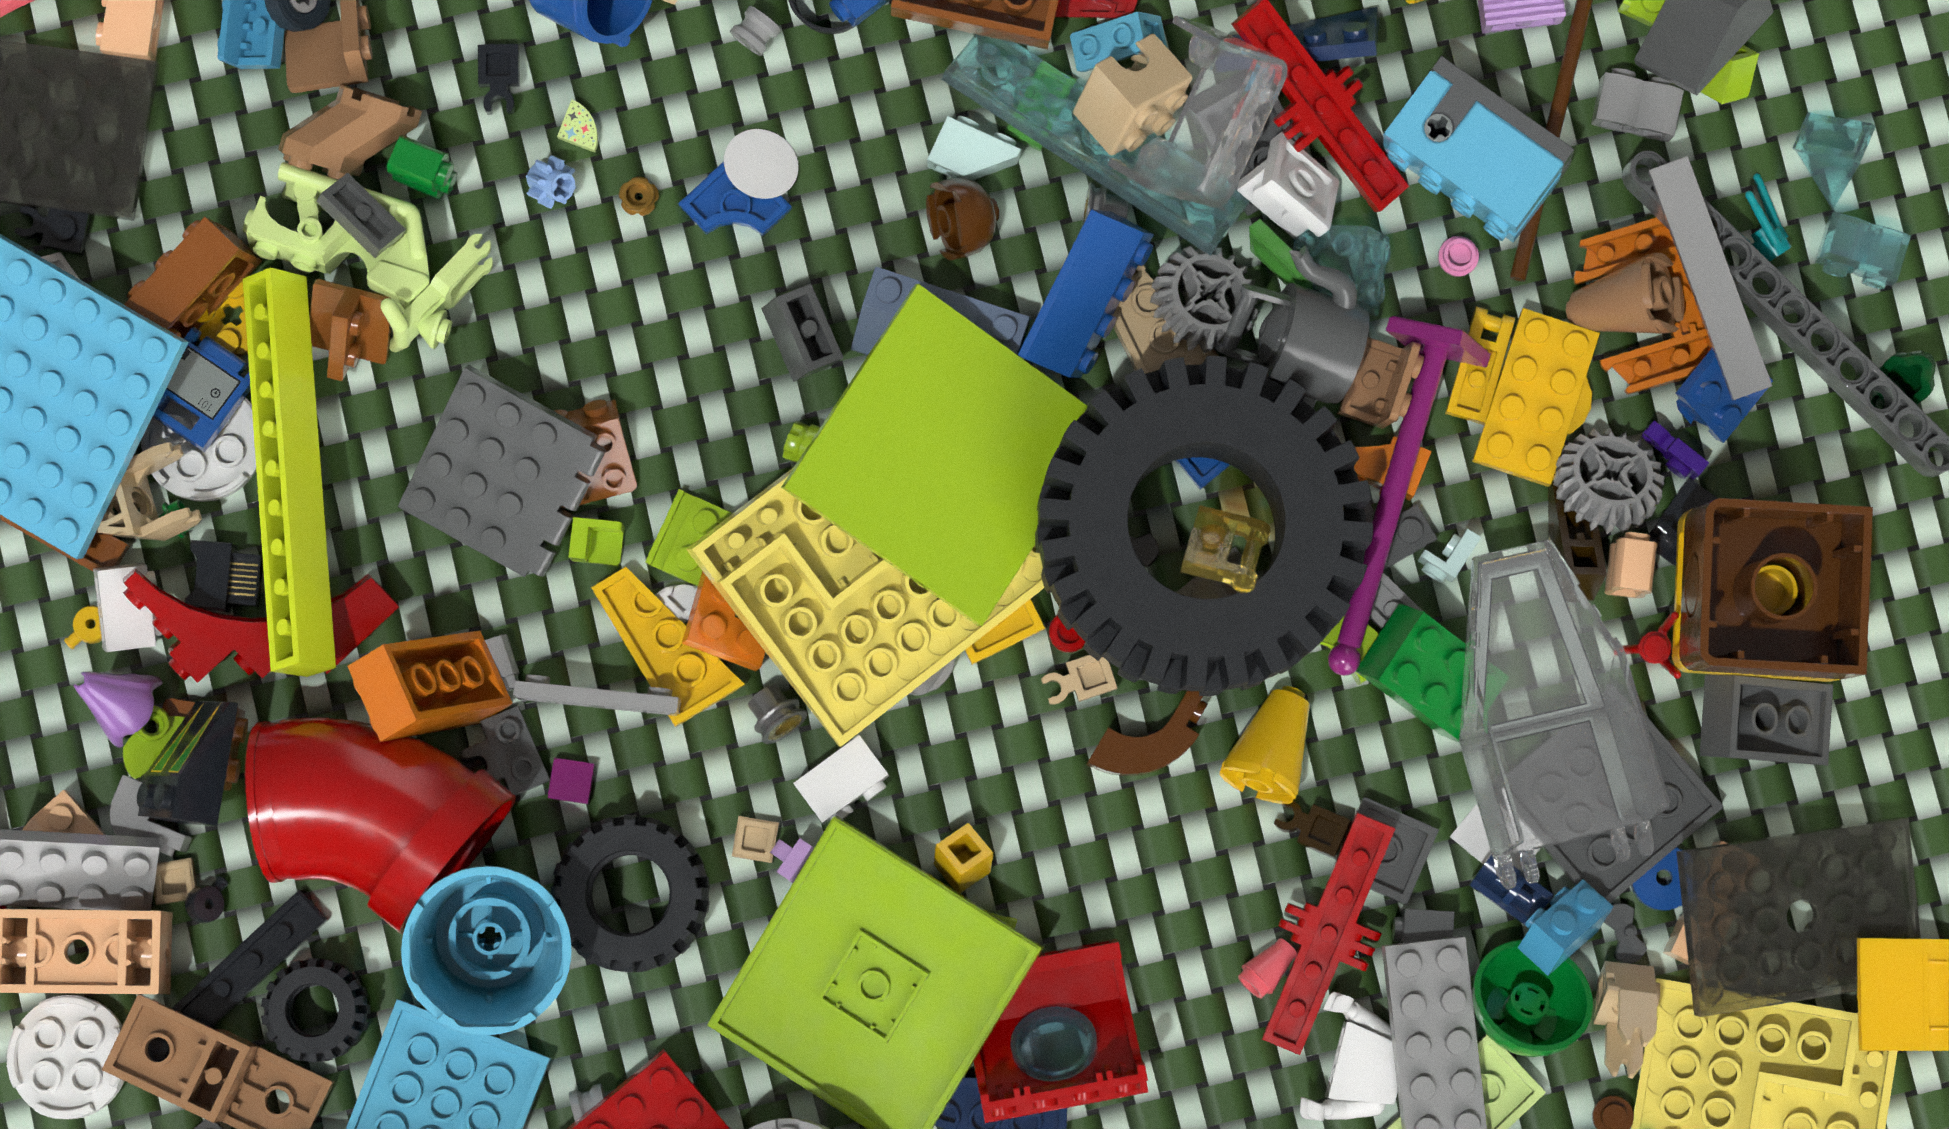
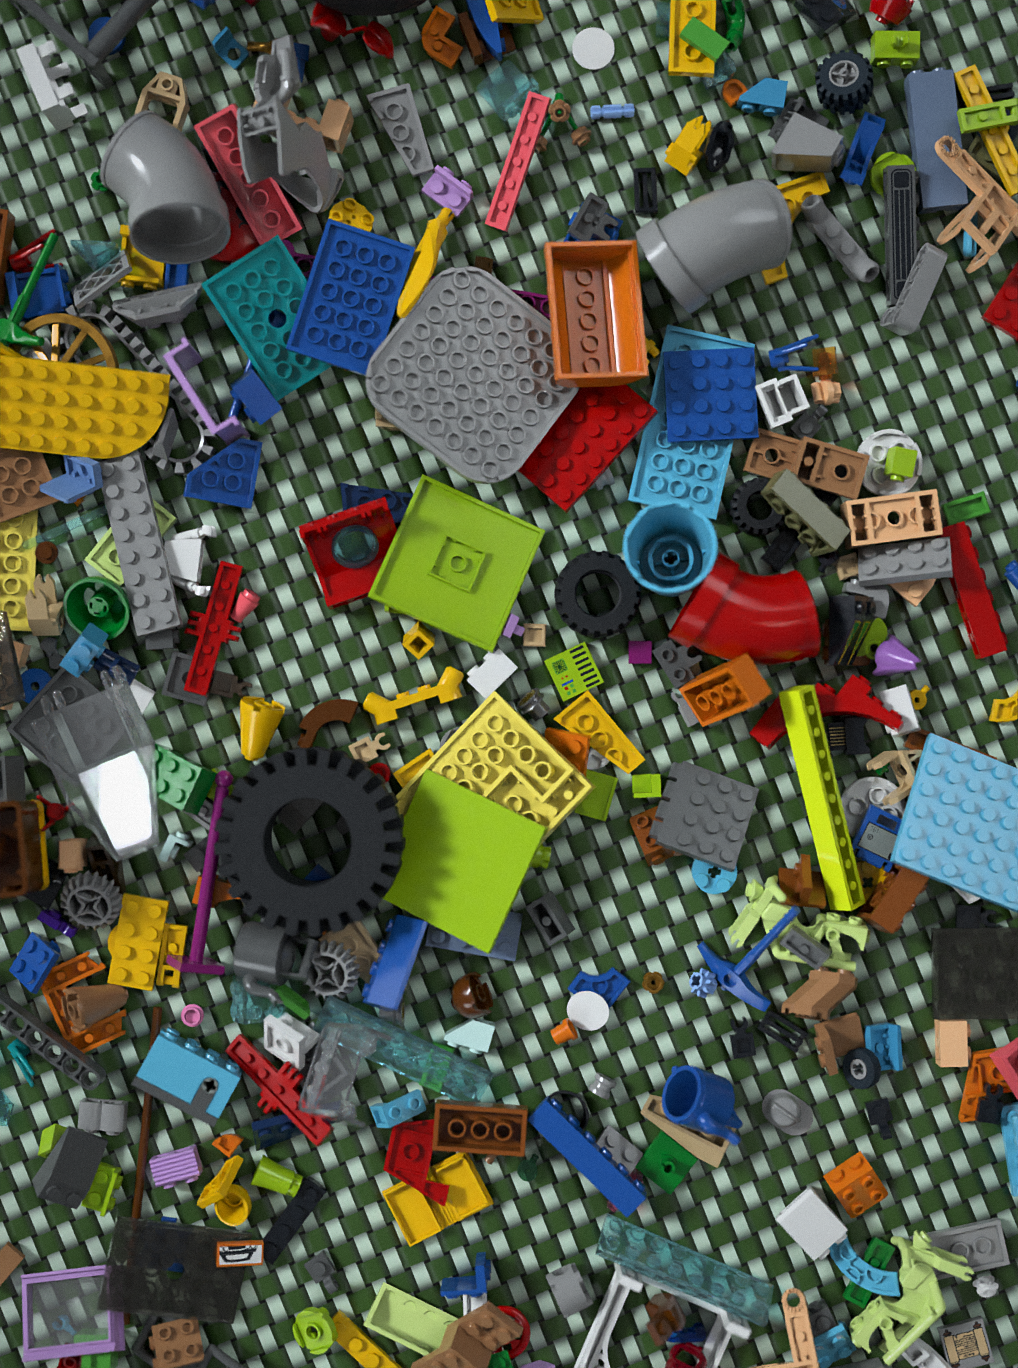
camera: 175 degrees right, 5 degrees up
(49, 1049) = (900, 463): none -> lime brick
(234, 982) = (805, 513): none -> olive wedge
(399, 58) = (798, 1040): none -> black tile
(421, 167) = (776, 980): green brick -> none
(495, 185) = (733, 976): none -> blue piece
(508, 350) = (711, 885): none -> medium azure plate
(539, 689) = (664, 698): light grey plate -> none
(579, 127) = (692, 1016): yellowish green tile -> none
(694, 763) = (573, 671): none -> lime tile
(808, 132) = (564, 1032): none -> orange piece
(1041, 743) = (386, 710): none -> yellow plate
(1134, 102) = (384, 1075): tan piece -> none
(1212, 543) = (302, 828): clear yellow plate -> none
(1381, 383) = (222, 936): medium nougat bracket -> none
(1425, 26) = (227, 1143): none -> orange tile
(1709, 278) = (47, 1022): light grey tile -> none

